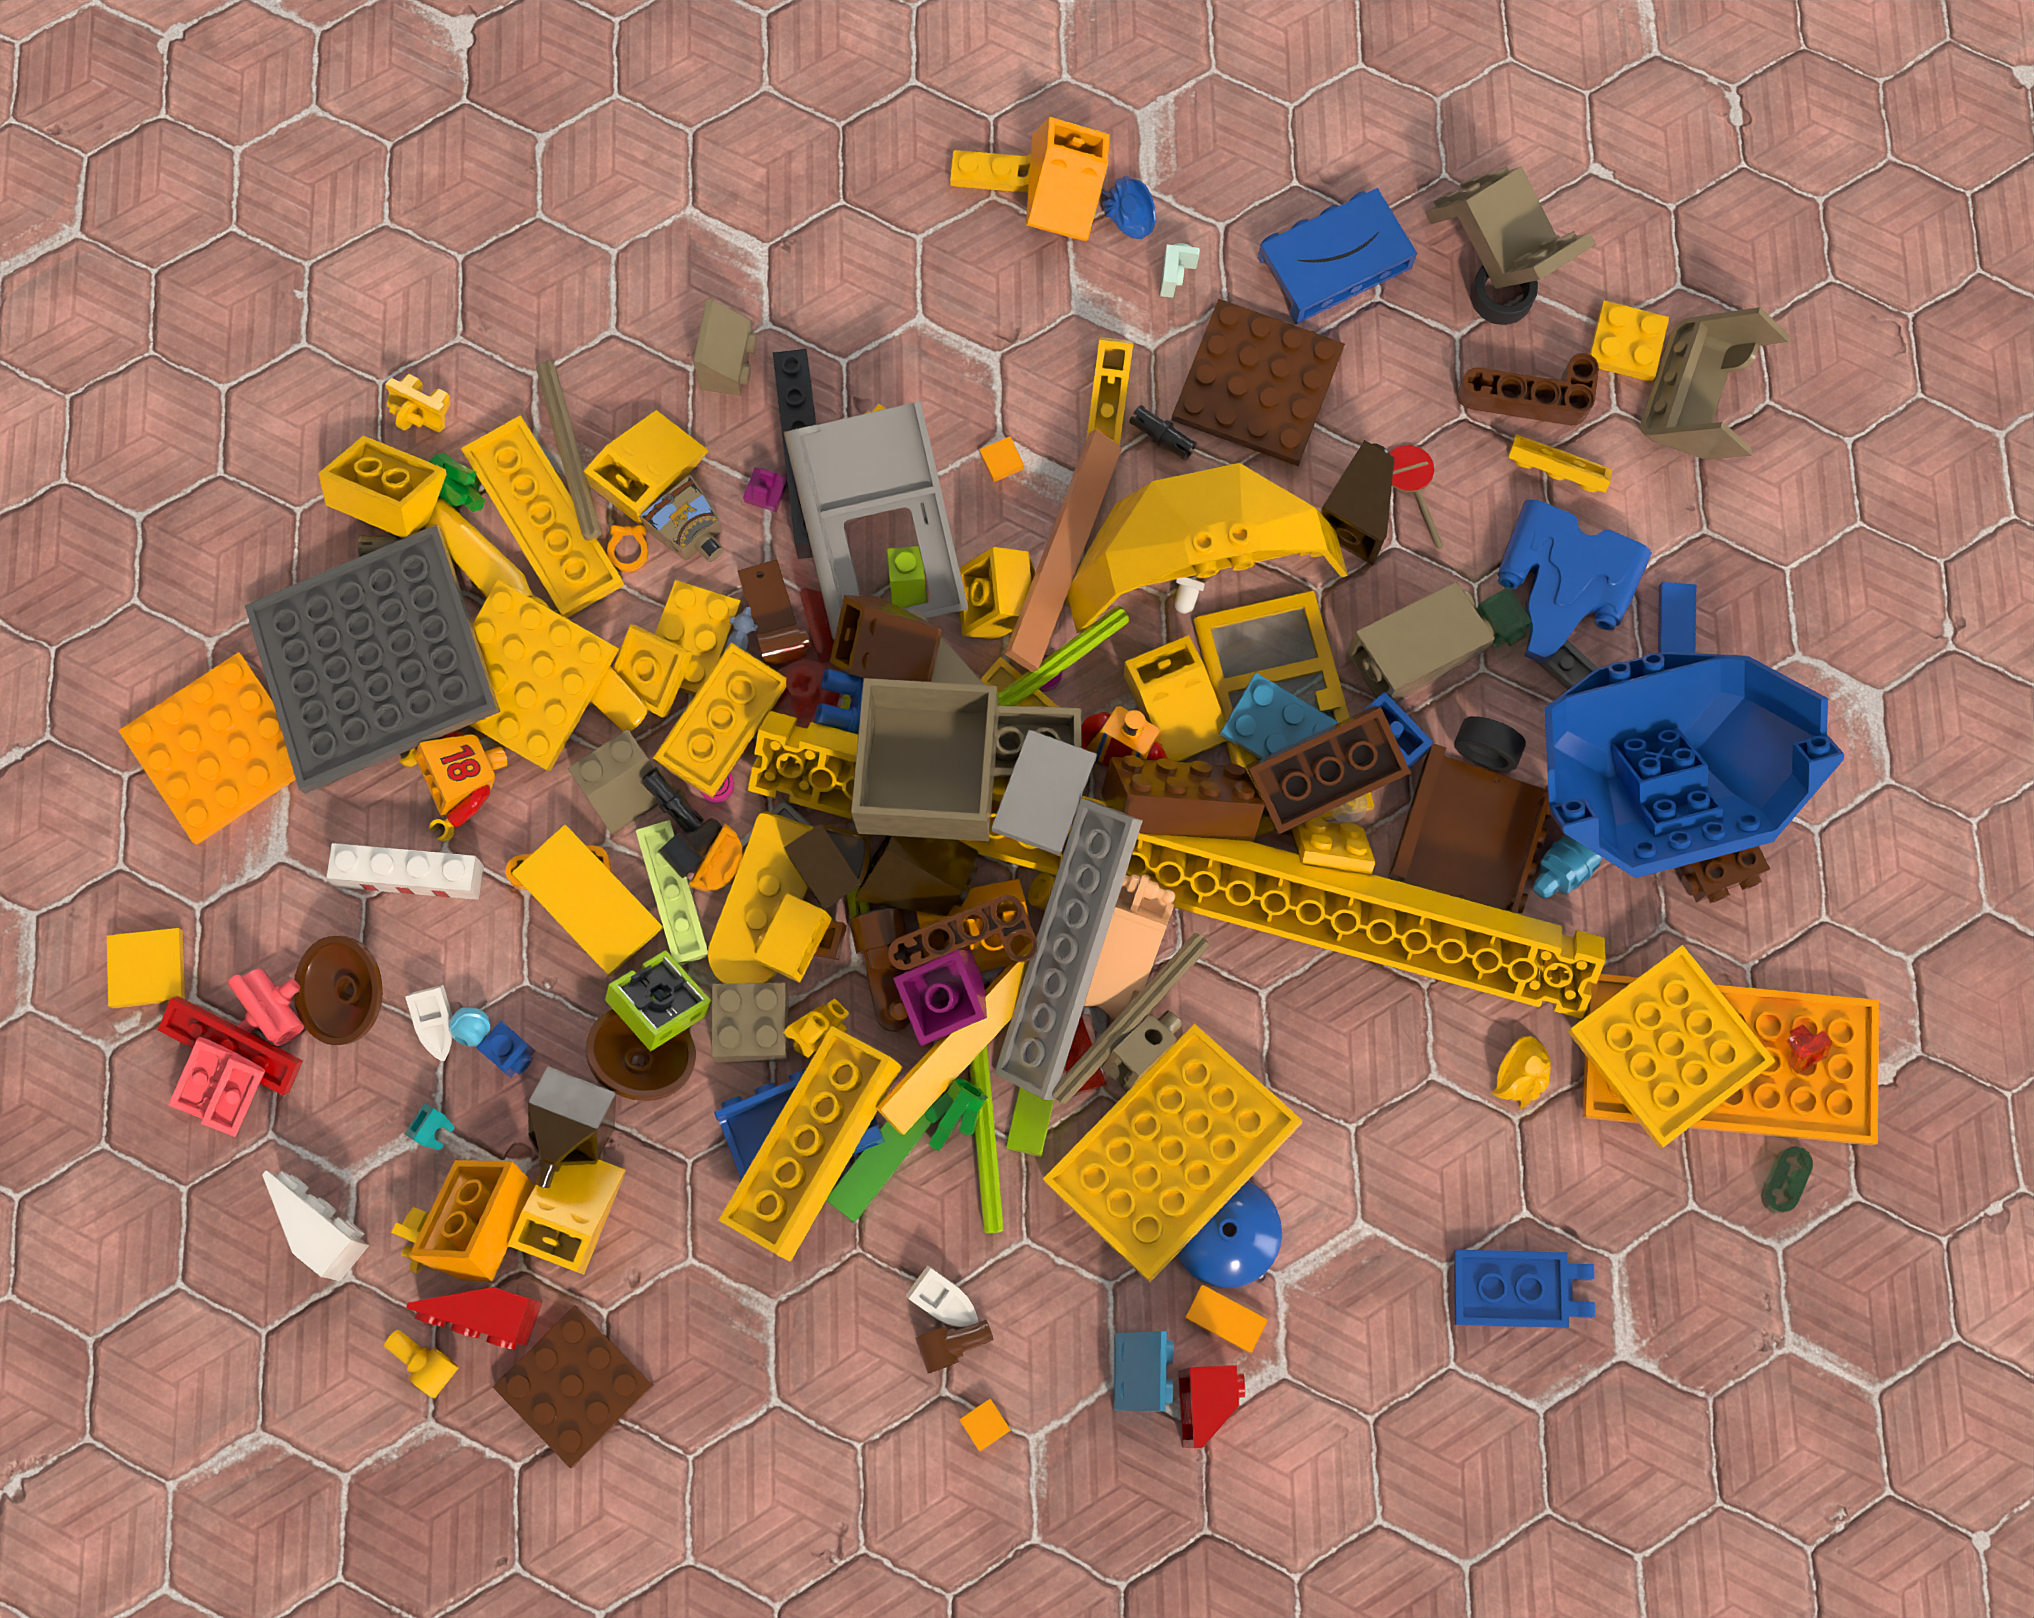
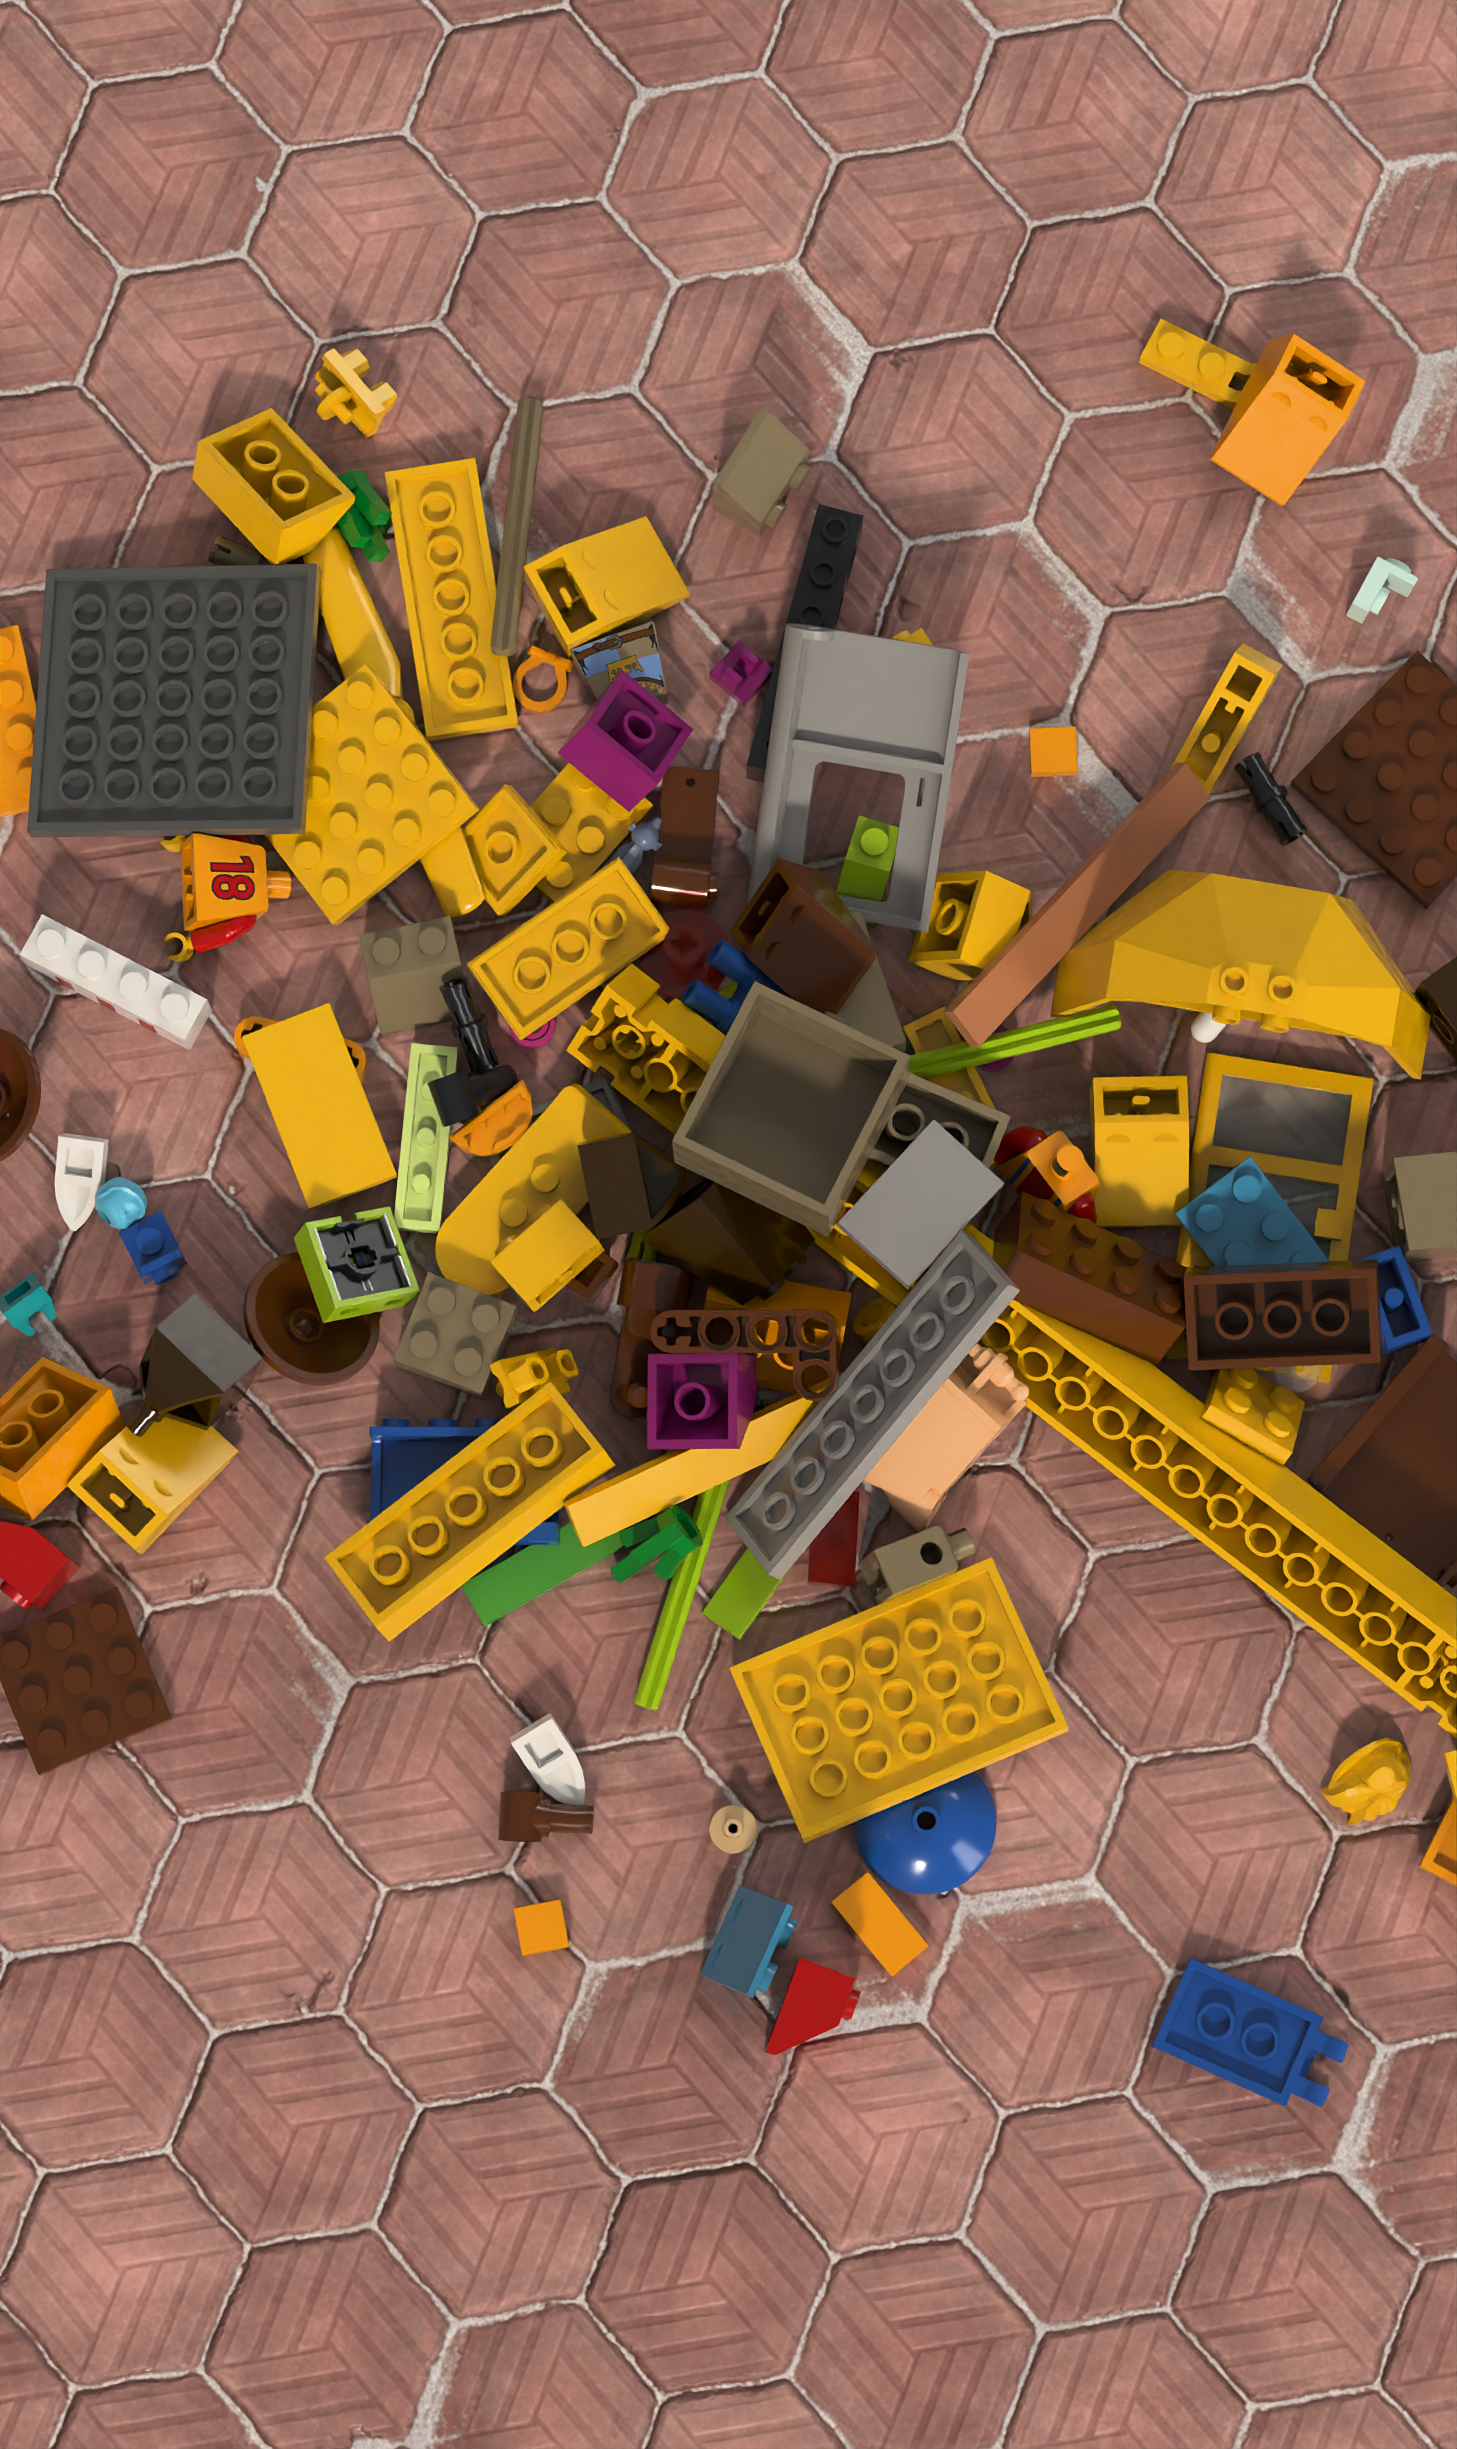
camera: 25 degrees right, 5 degrees up
(703, 562) = (625, 741): none -> magenta slope
(818, 623) = (736, 872): clear red slope -> none
(1086, 1301) = (733, 1842): none -> tan tile
(1130, 207) = (1356, 483): blue hat -> none
(1130, 1018) = (913, 1519): dark tan axle -> none

